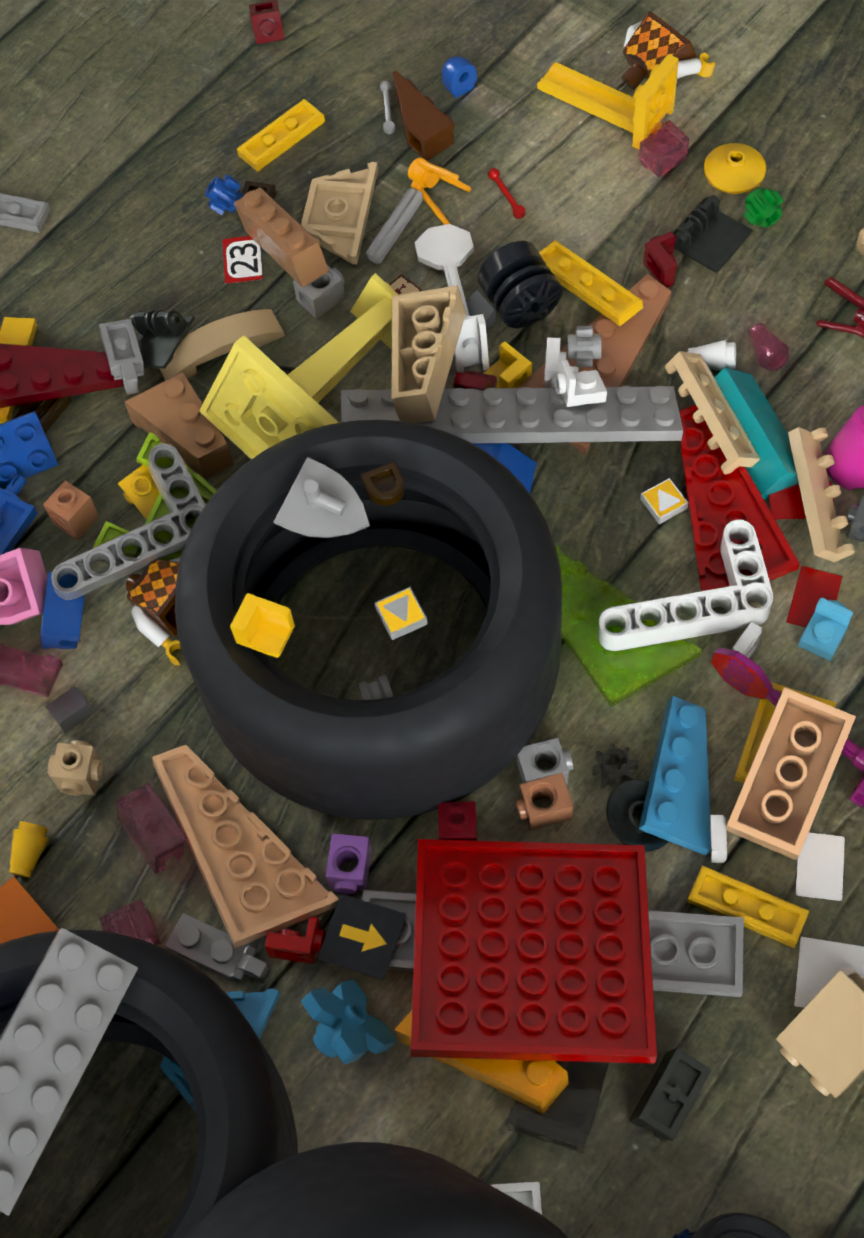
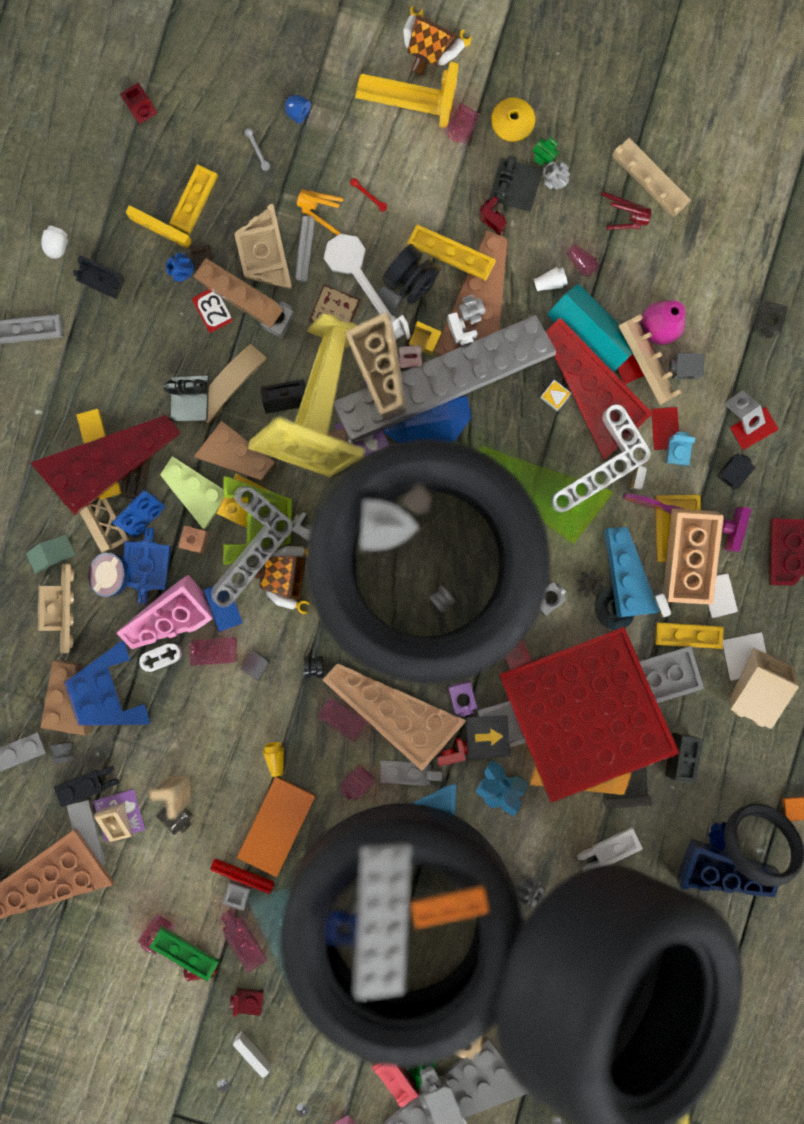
camera: 30 degrees left, 25 degrees up
(76, 768) = (287, 697): tan brick -> none
(86, 127) = (54, 242): none -> white piece
(103, 455) = (194, 491): none -> yellowish green wing
(119, 177) = (99, 277): none -> black hinge
(123, 353) = (172, 417): light grey hinge -> none
(148, 737) = (313, 666): none -> black wheel
(154, 1097) = (449, 906): none -> orange tile
(221, 146) = (158, 227): none -> yellow tile
(262, 625) = (386, 621): yellow panel -> none
(401, 613) = (462, 580): tile -> none
(424, 125) = (291, 160): reddish brown slope -> none
(549, 787) = (567, 620): nougat brick -> none
(579, 387) = (482, 344): white bracket -> none
(713, 409) = (568, 325): tan hinge -> none
(767, 237) = (556, 175): none -> light grey gear

